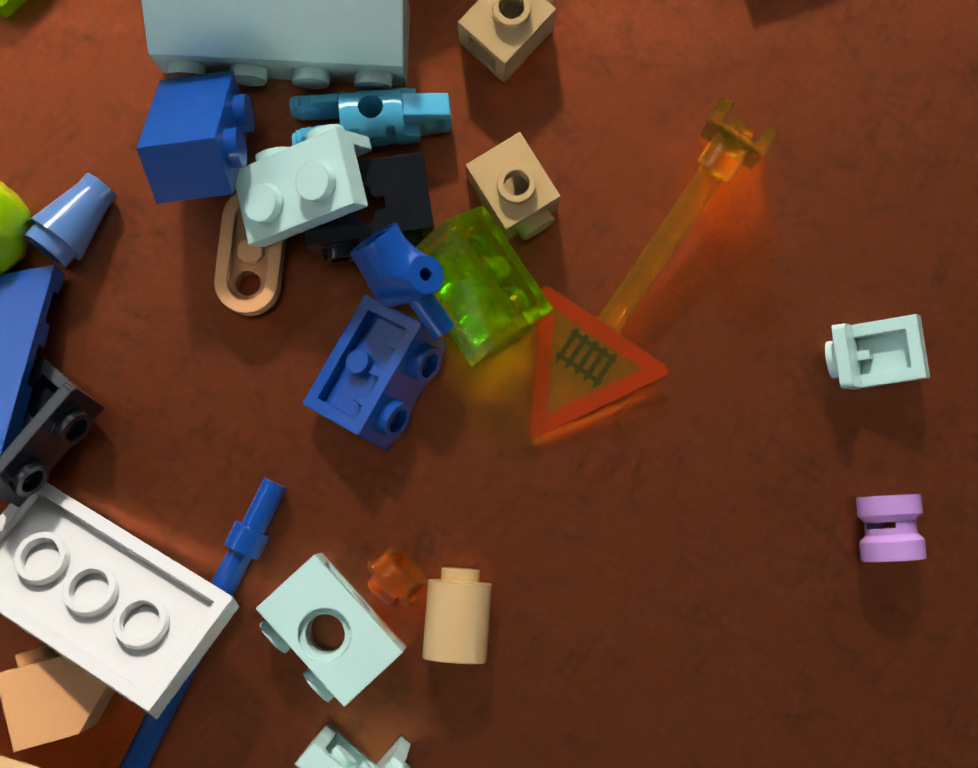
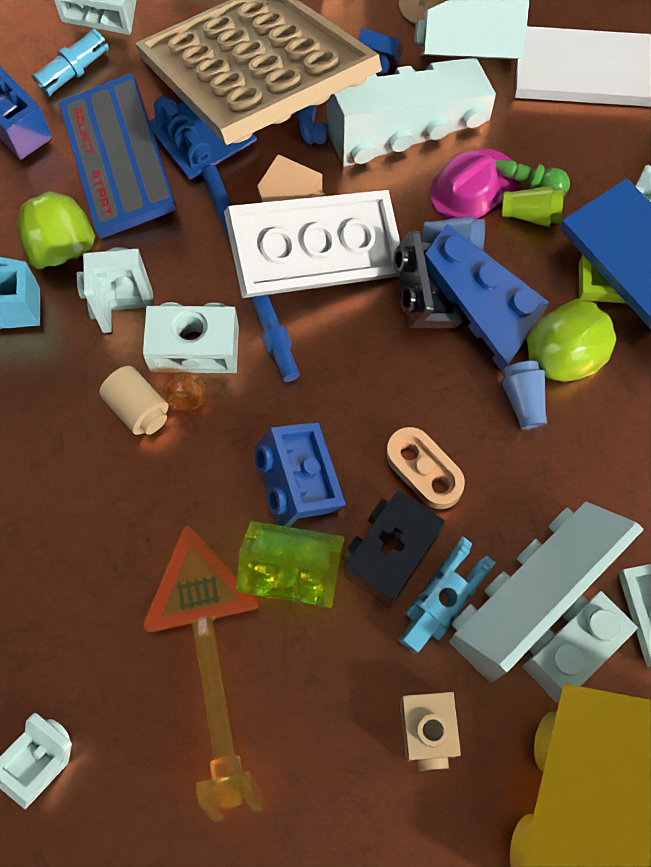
camera: 135 degrees right, 15 degrees down
(196, 137) = (512, 484): blue brick -> none
(302, 184) = (431, 514): light aqua bracket -> none
(402, 276) = (331, 520): blue piece -> none
(514, 188) = (326, 638): tan brick -> none

